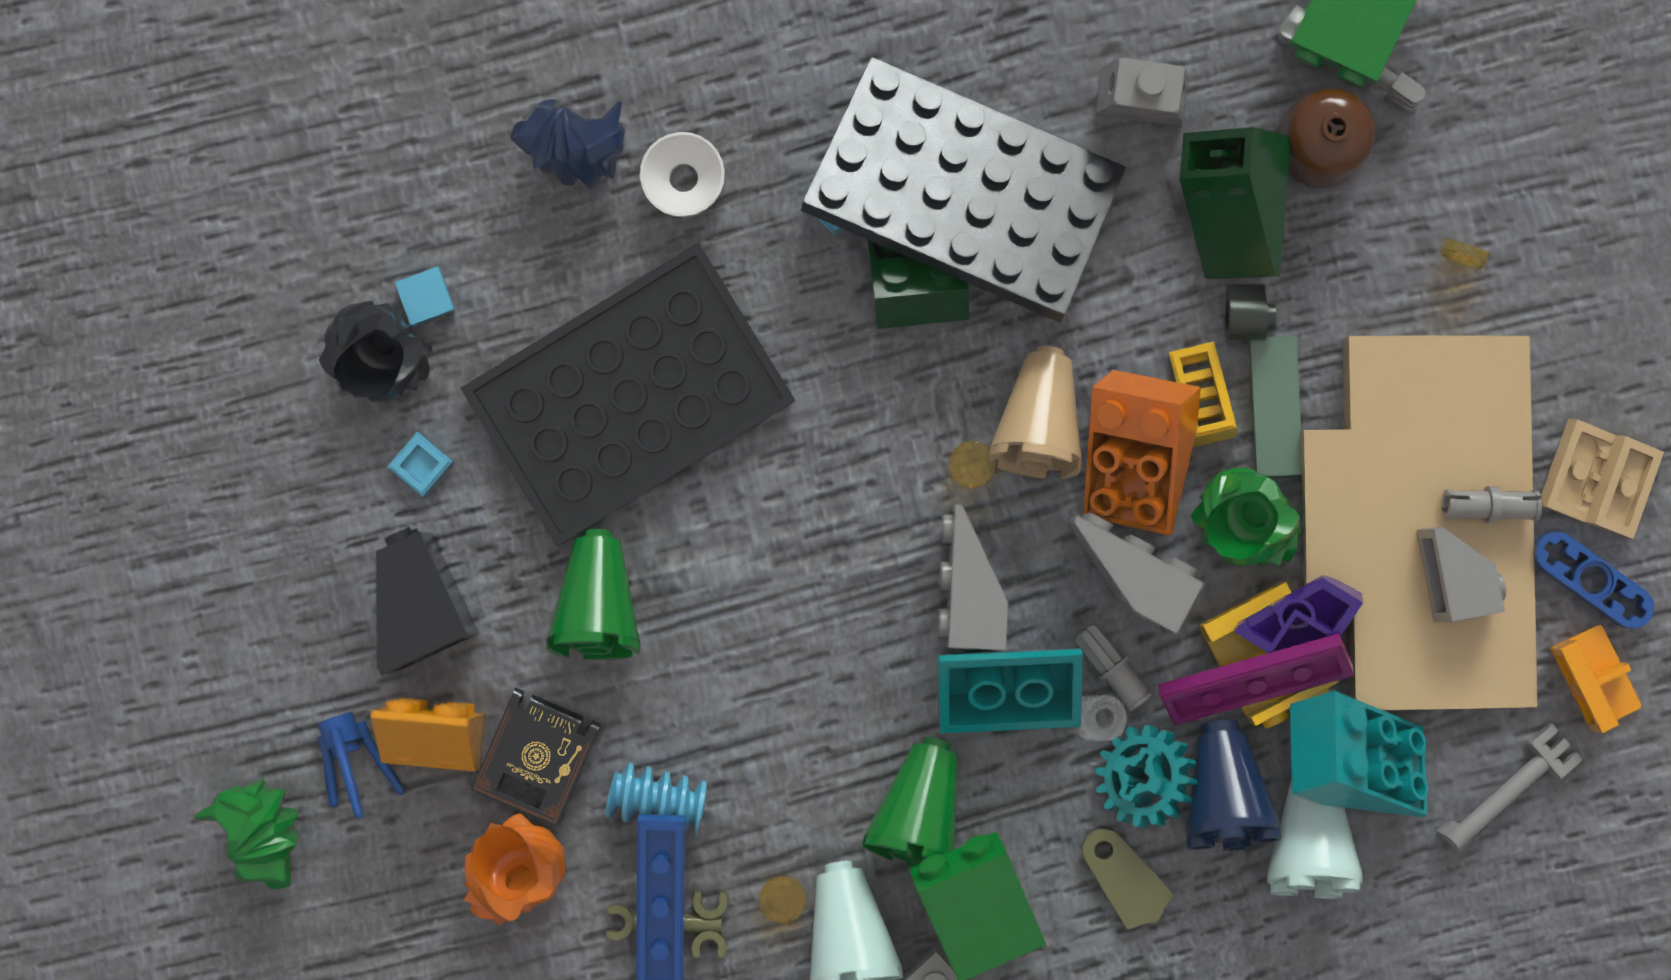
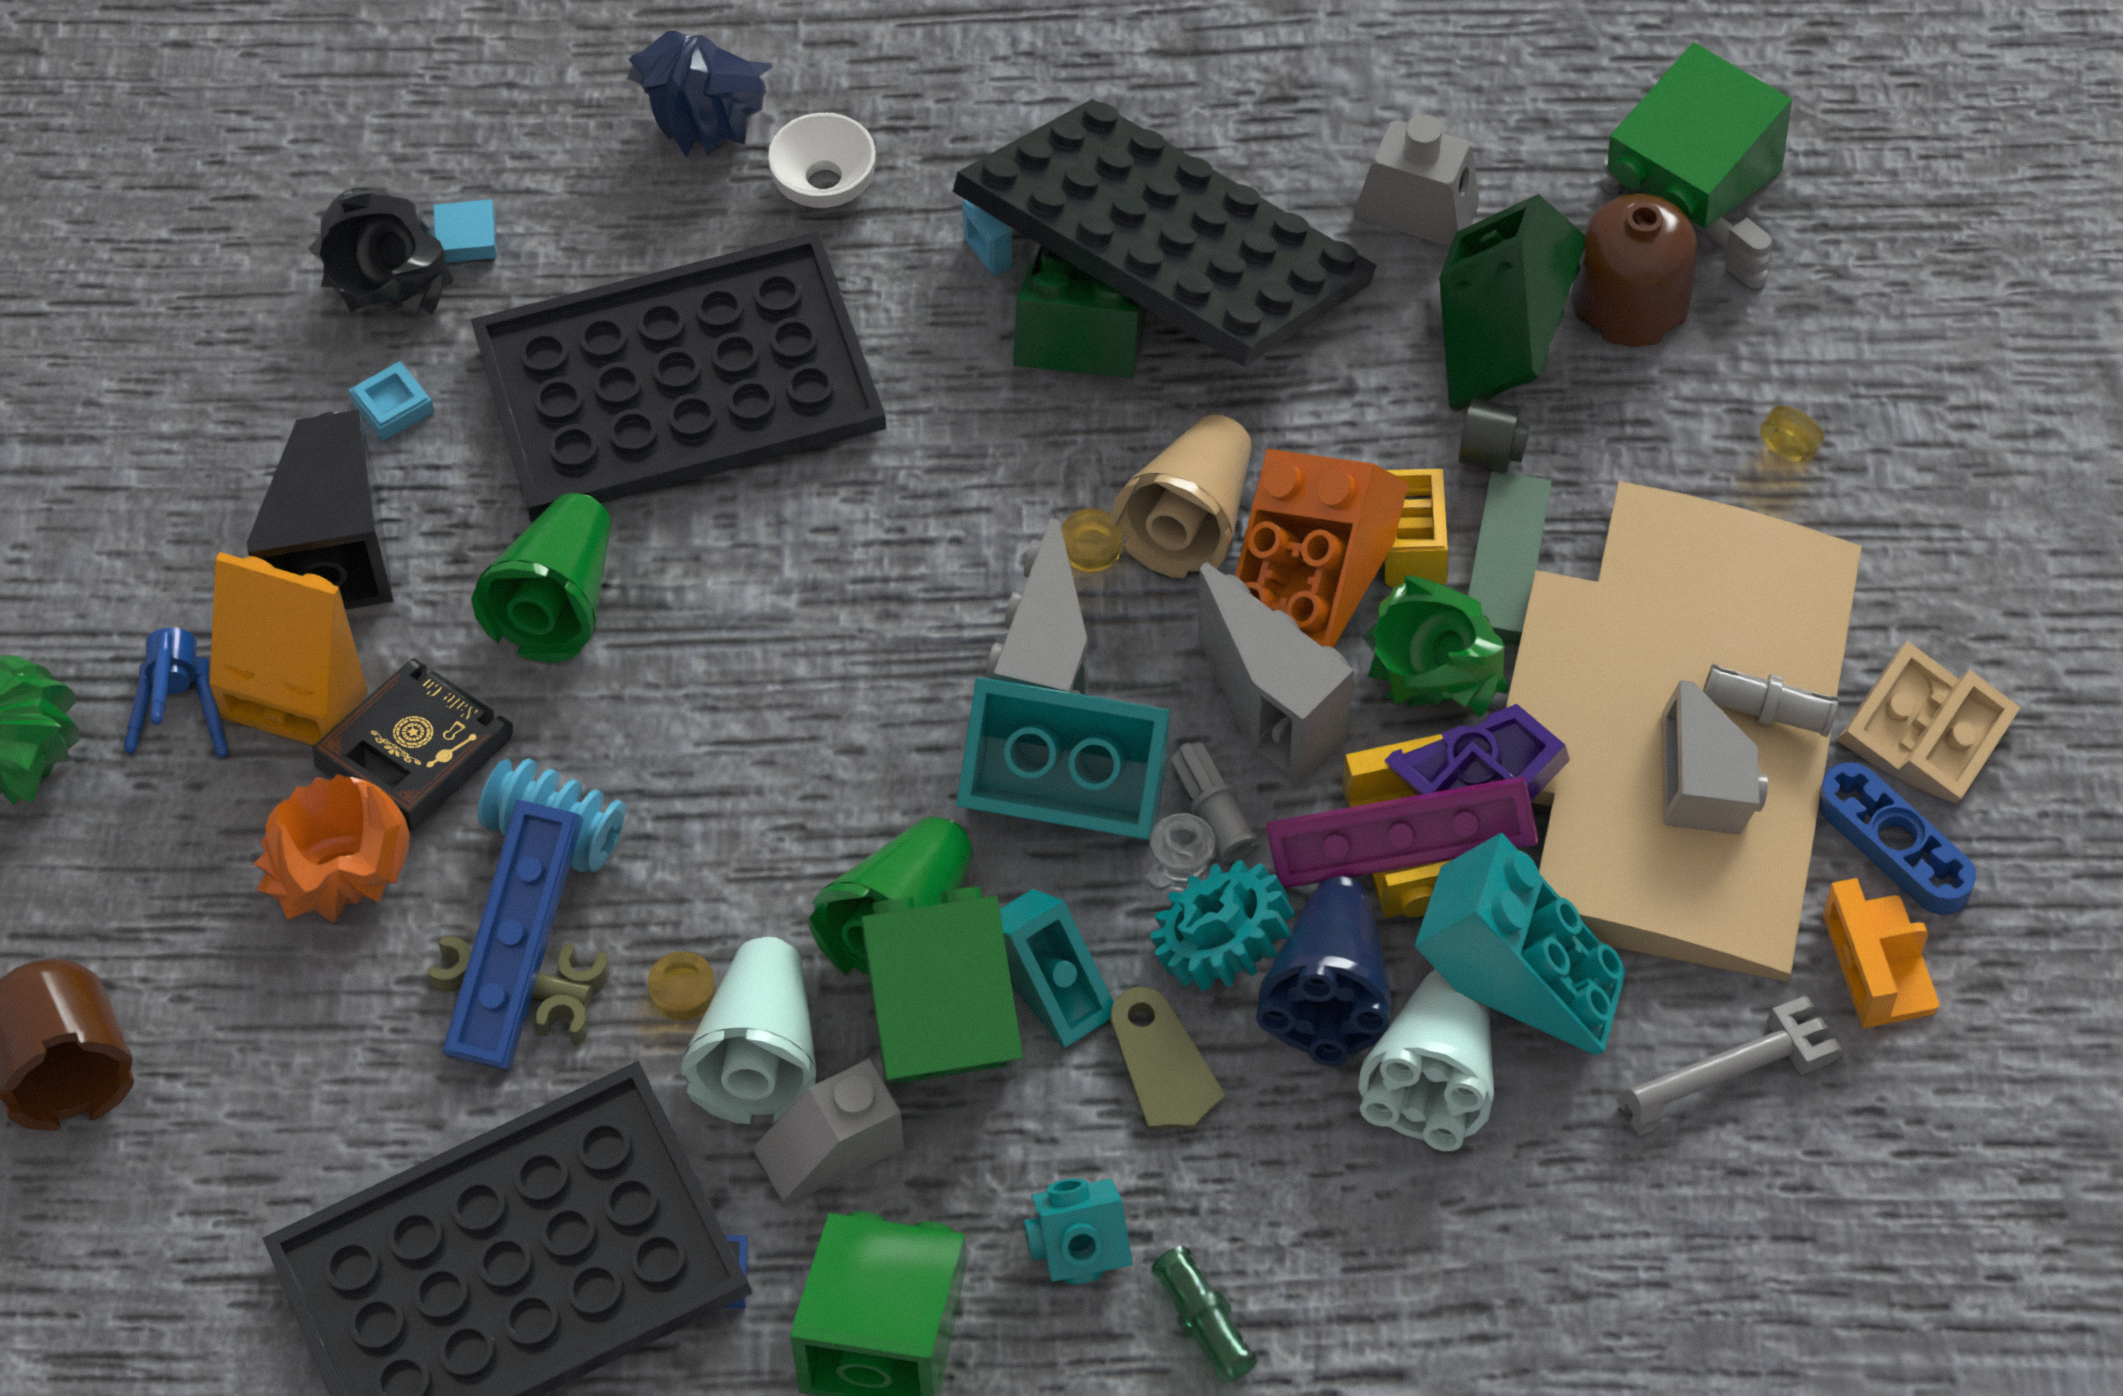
camera: 10 degrees right, 30 degrees down
(1031, 830) = (1053, 967): none -> teal slope

